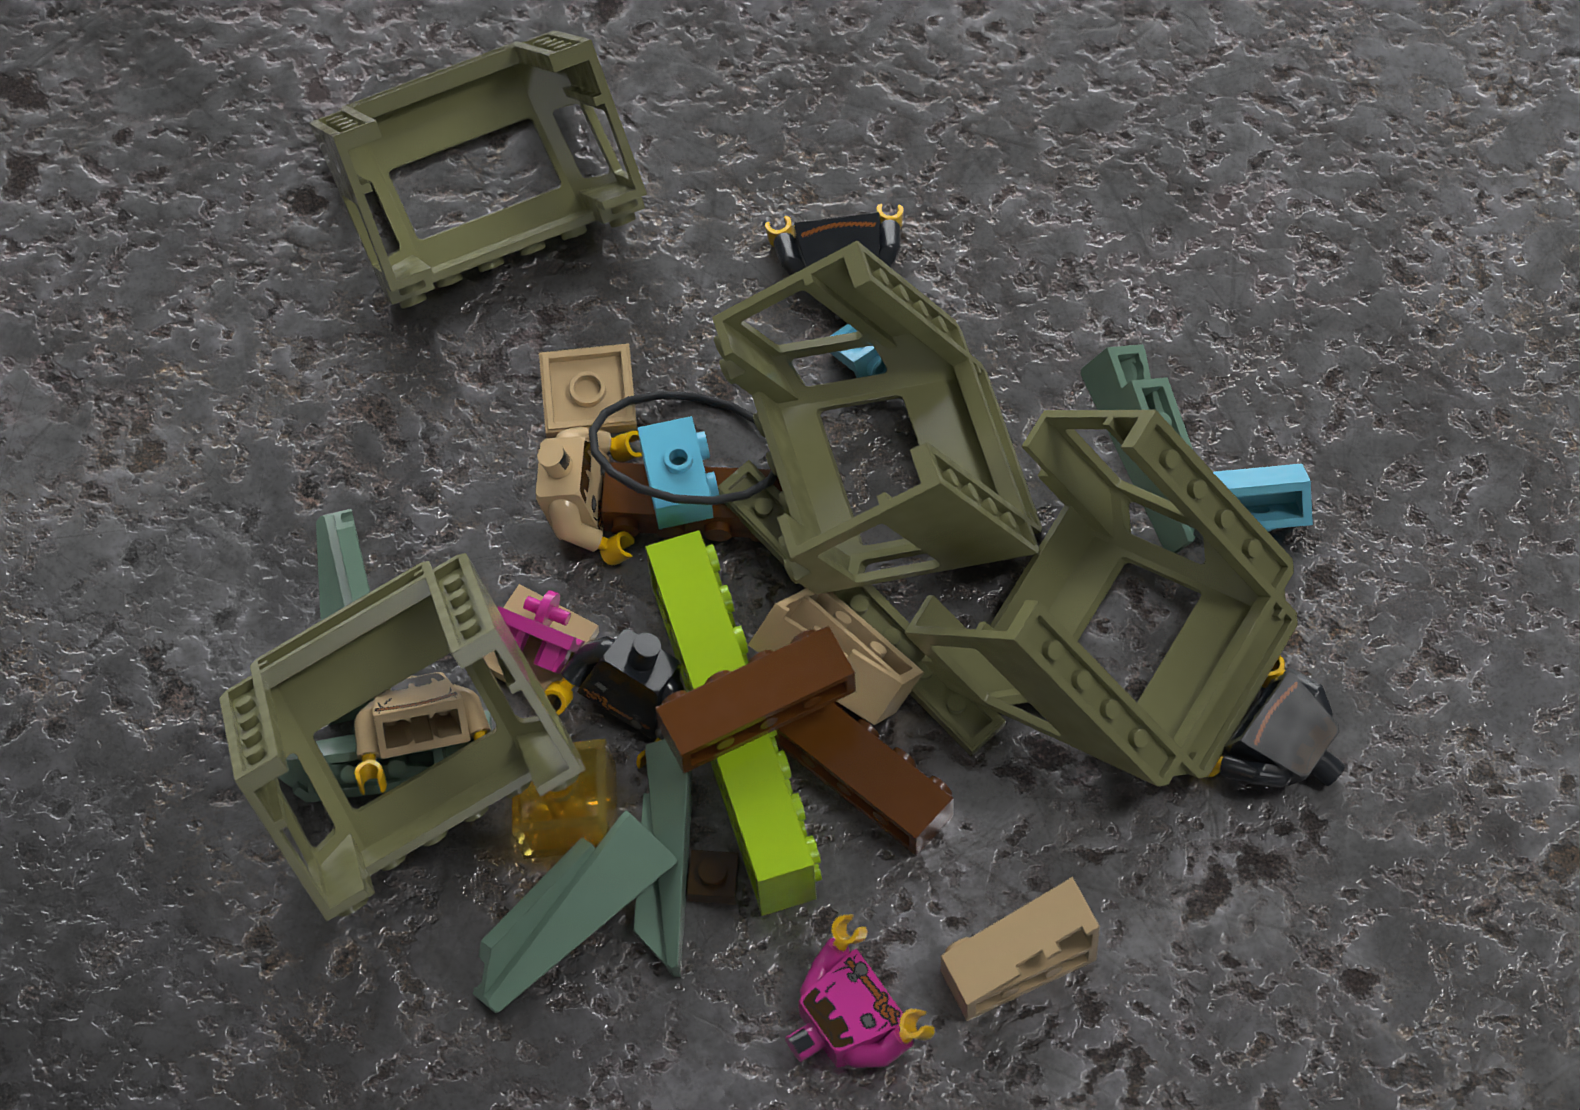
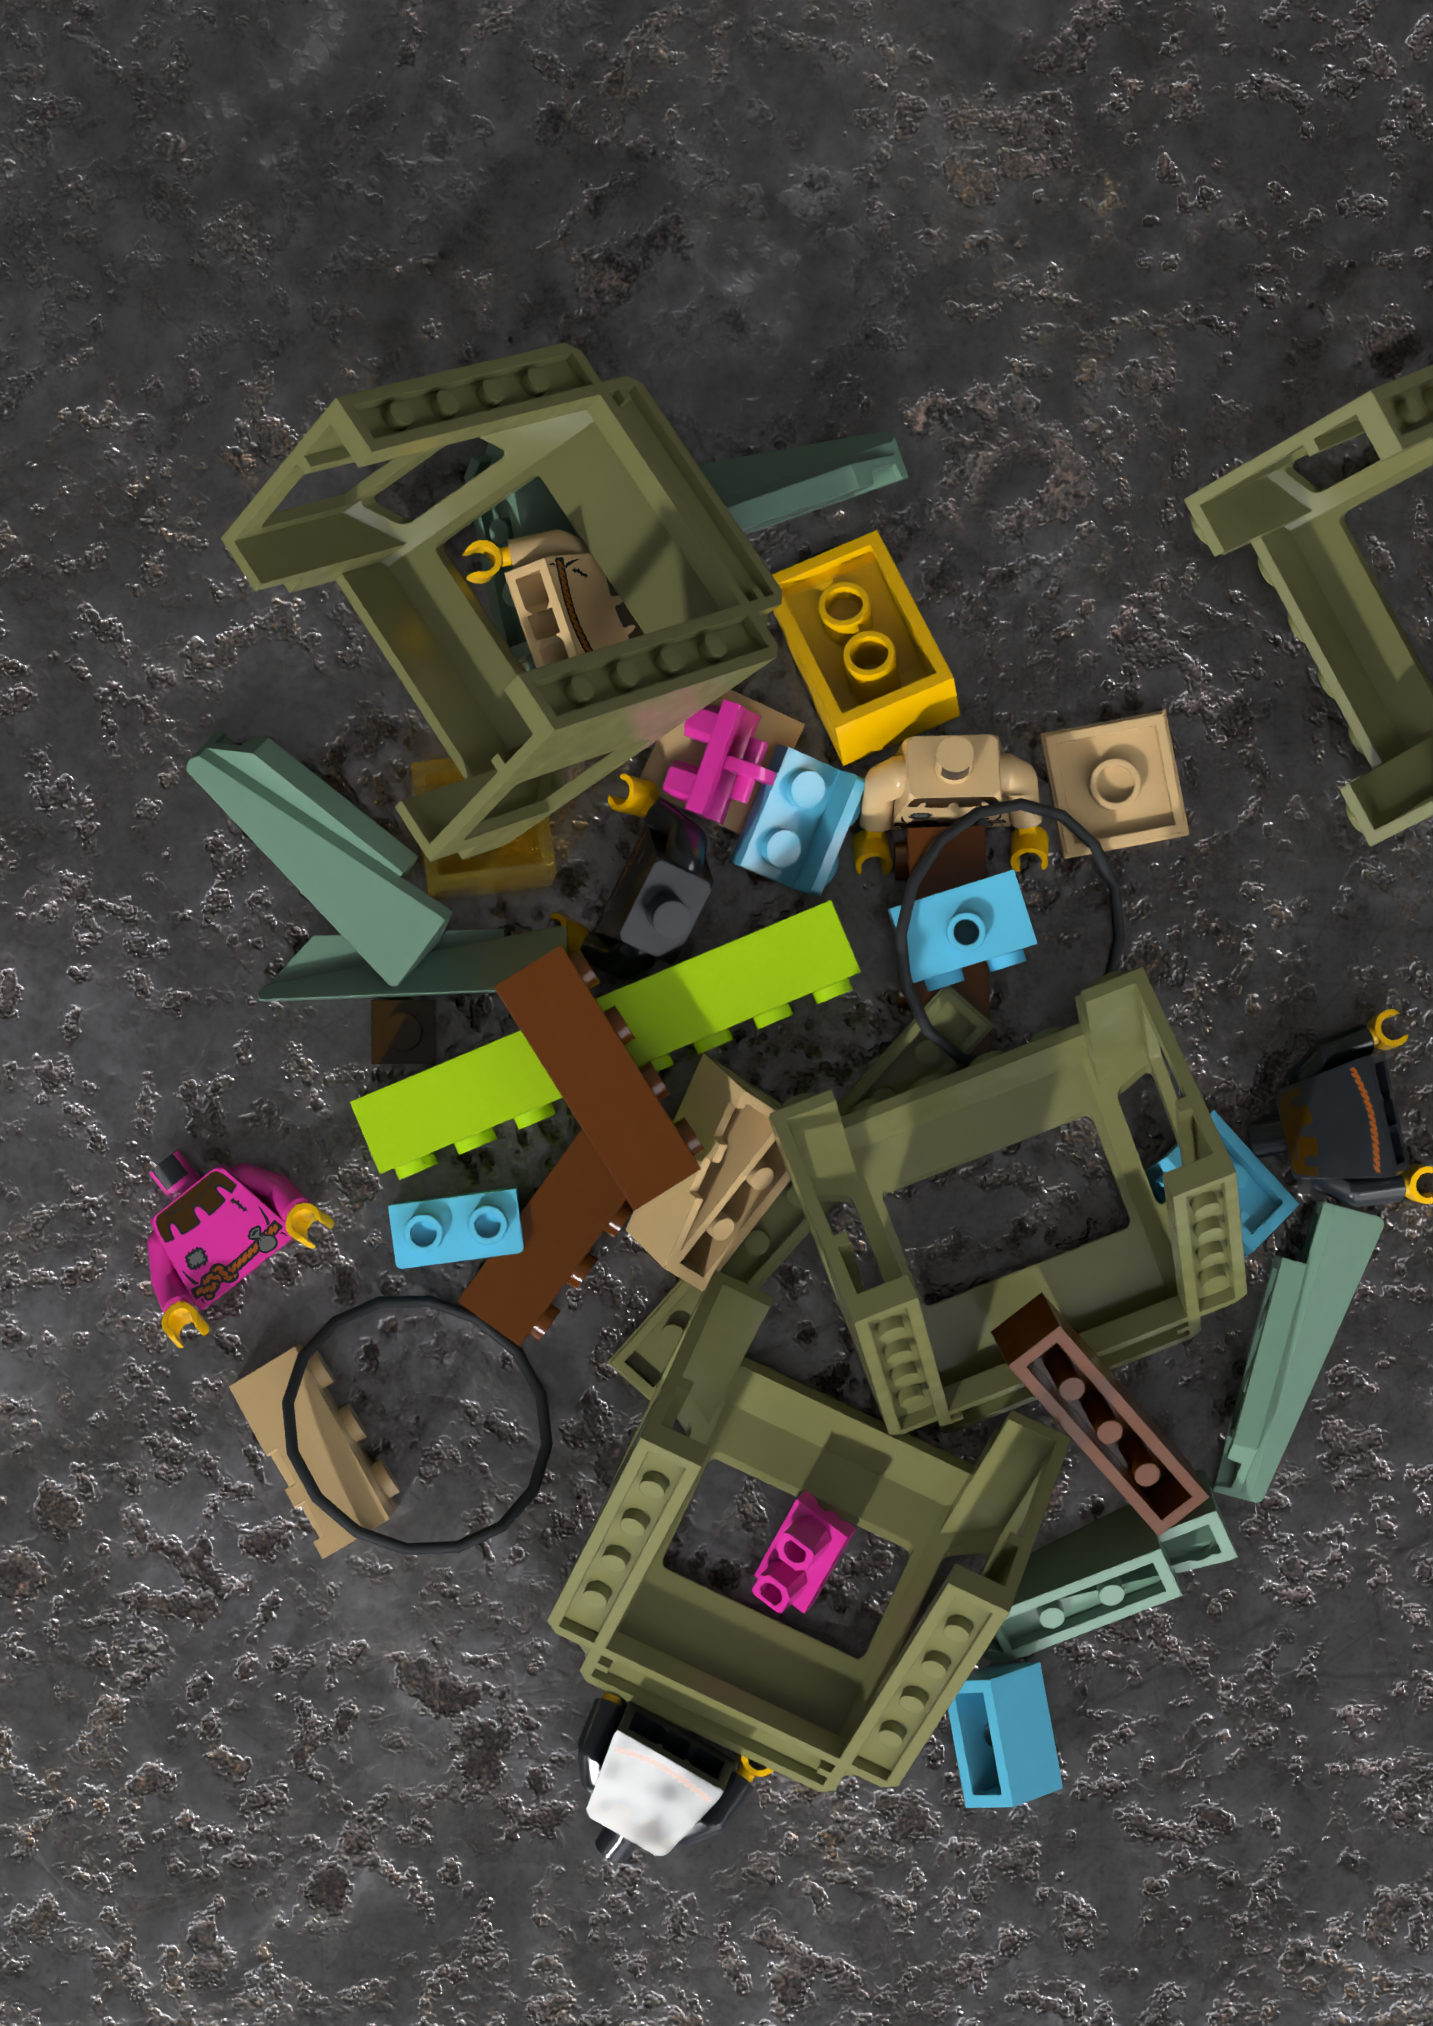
camera: 80 degrees right, 25 degrees up
(484, 518) = (863, 648): none -> yellow slope
(592, 587) = (799, 822): none -> medium azure bracket
(861, 836) = (456, 1227): none -> medium azure bracket
(995, 309) = (1290, 1343): none -> sand green wedge
(1006, 416) = (1099, 1414): none -> reddish brown brick
(1037, 933) = (339, 1516): none -> black piece
(1121, 620) = (801, 1556): none -> dark pink hips

